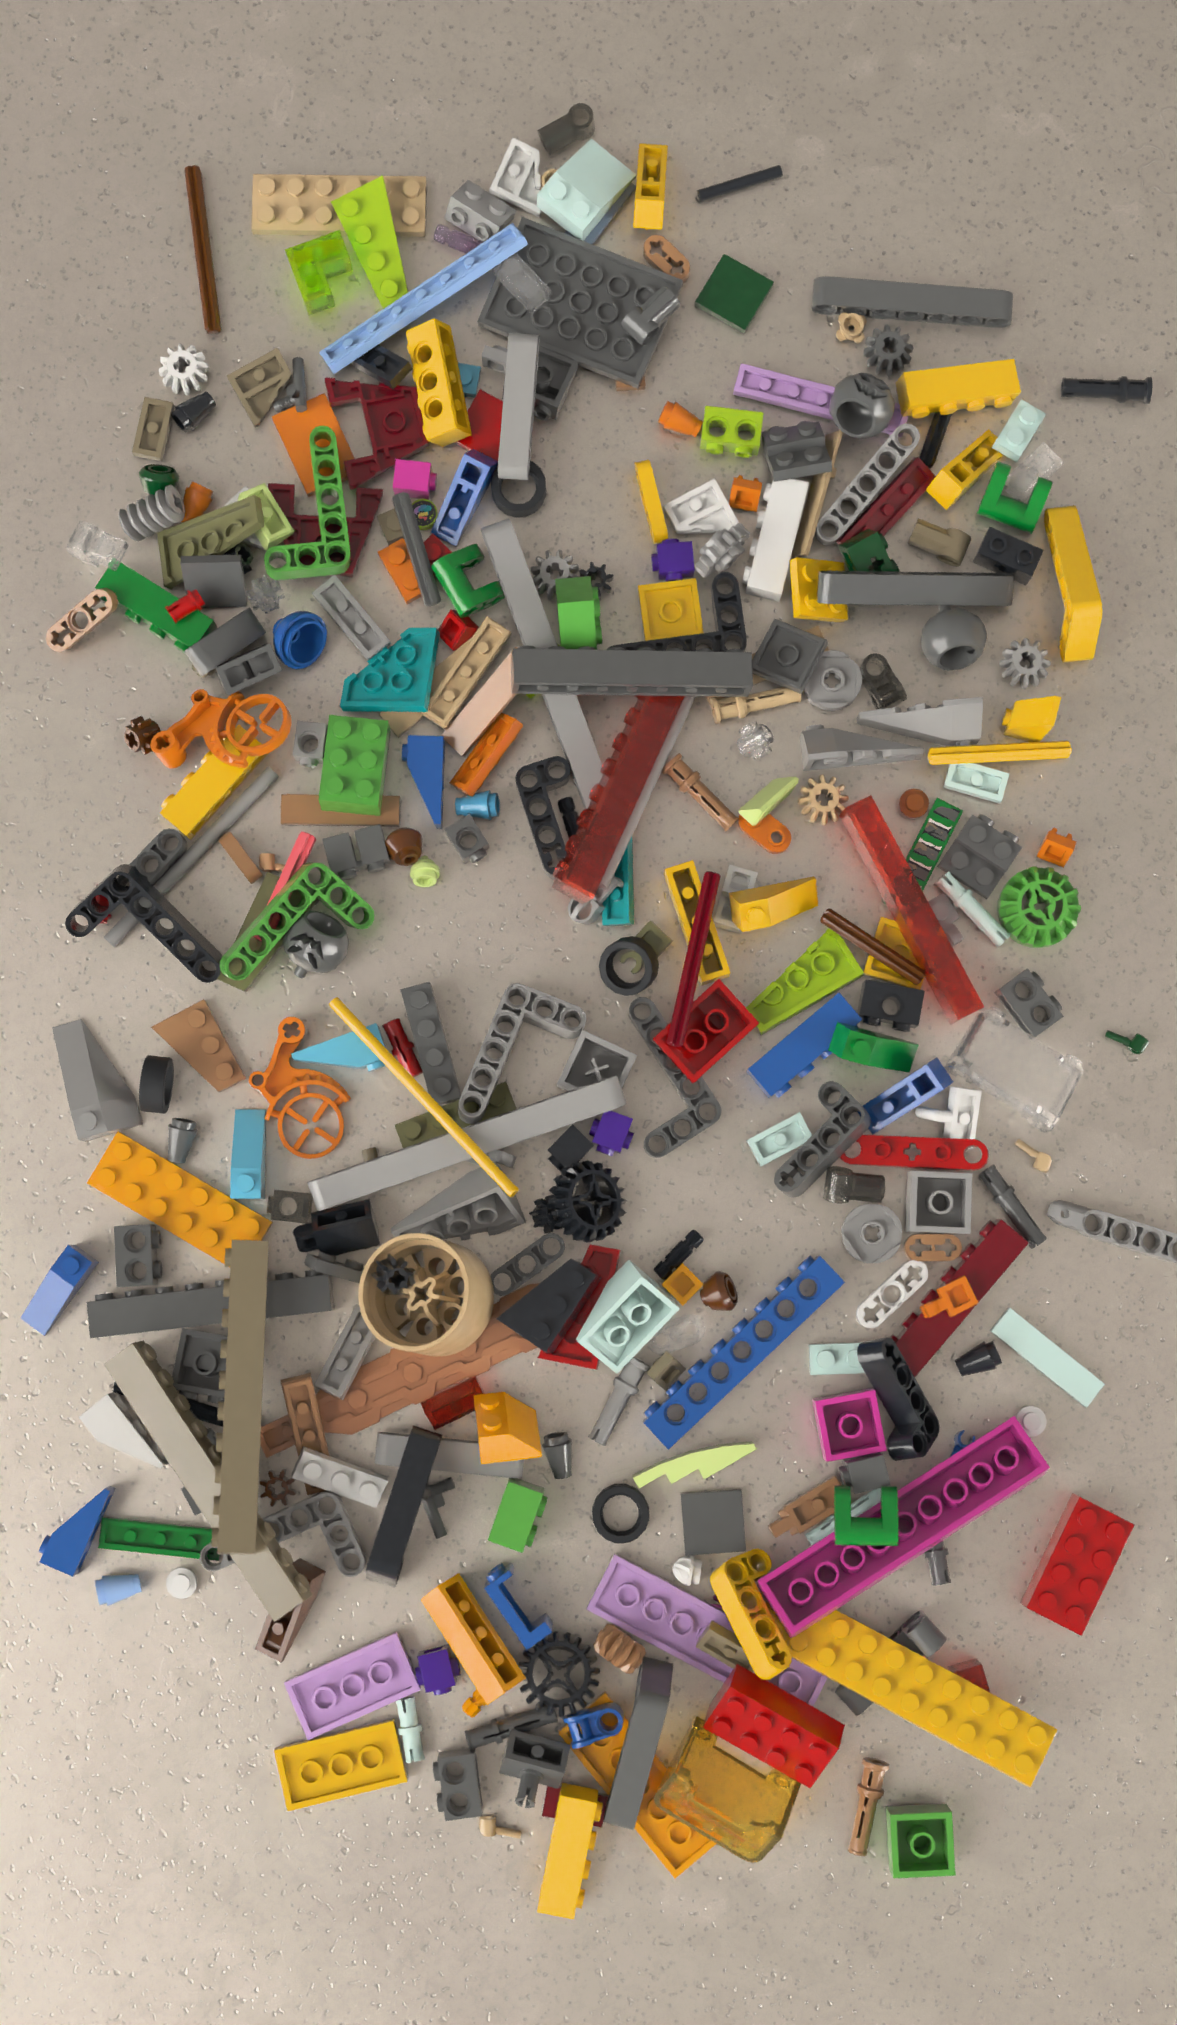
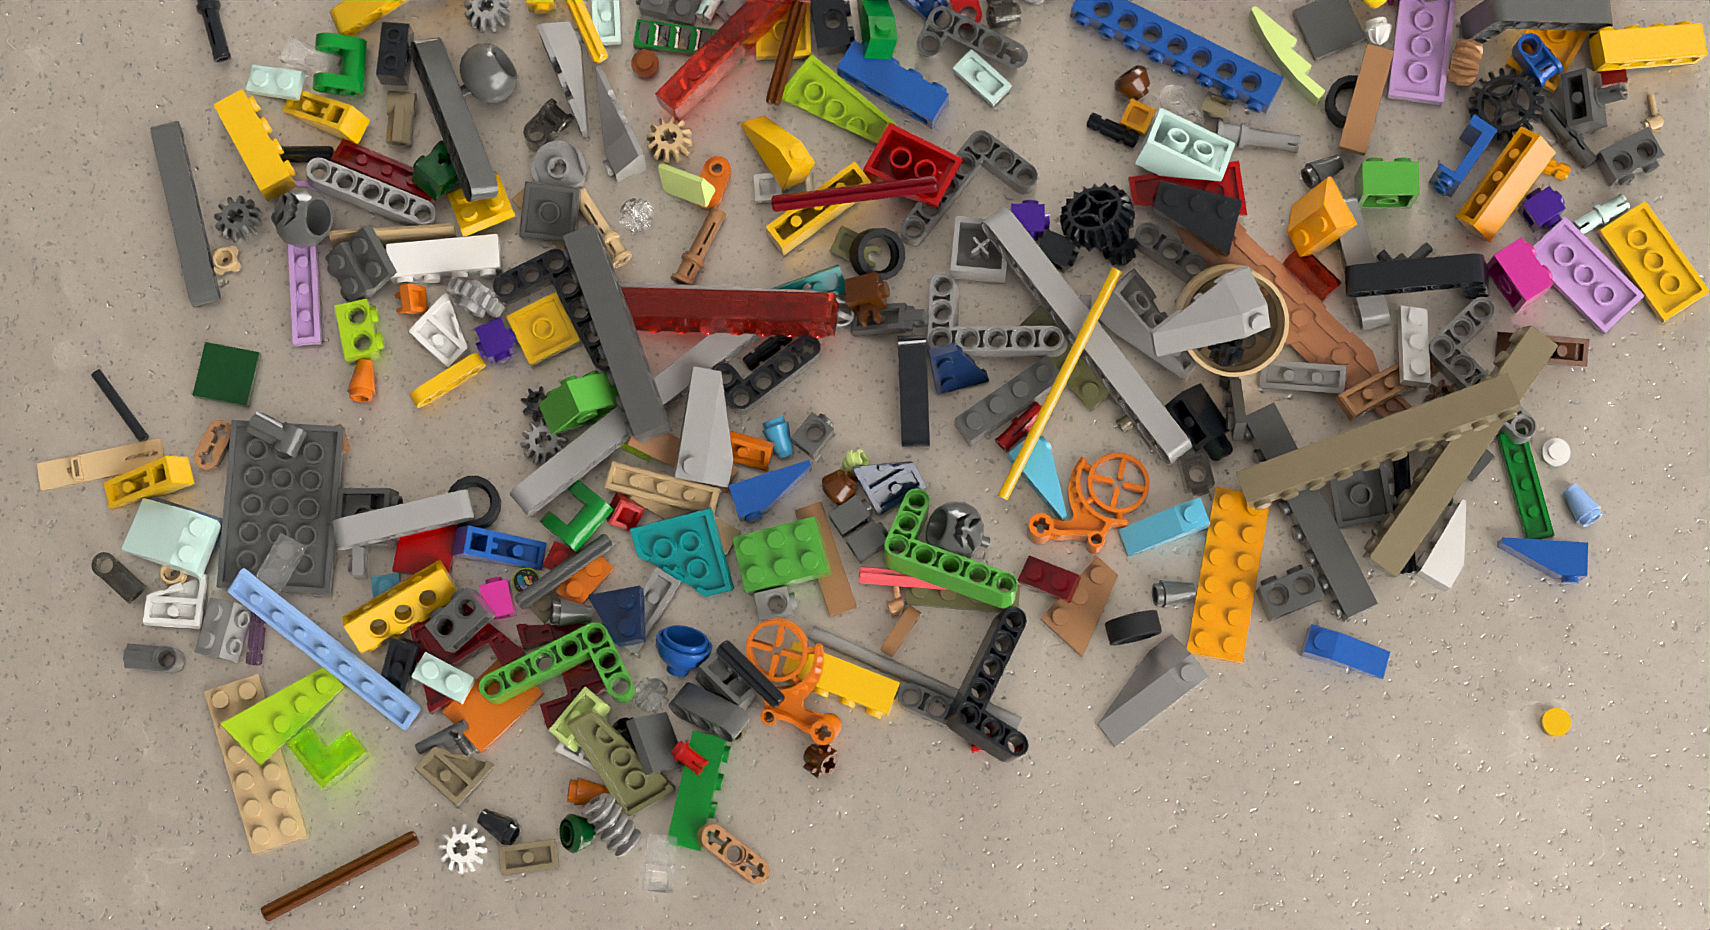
camera: 105 degrees left, 5 degrees down
(238, 1021) = (1049, 579): none -> dark red plate
(244, 691) = (750, 674): none -> black axle
(352, 400) = (443, 678): none -> light aqua plate
(353, 591) = (622, 614): none -> dark blue wing
(372, 1616) = (1519, 274): none -> dark pink brick
(373, 542) = (569, 613): none -> dark grey cone
(391, 896) = (888, 483): none -> wing
(399, 431) = (463, 626): none -> dark grey brick
(421, 1282) = (1222, 314): none -> light grey wedge
(475, 139) = (152, 658): none -> dark grey piece
(478, 953) = (913, 391): none -> black beam
(482, 999) = (954, 369): none -> dark blue wing
(494, 726) = (705, 440): none -> light grey wedge
(558, 951) = (895, 319): none -> dark grey hinge
(587, 936) = (867, 296): none -> reddish brown brick
(614, 1527) = (1365, 99): none -> medium nougat tile
(687, 149) = (97, 464): none -> tan piece

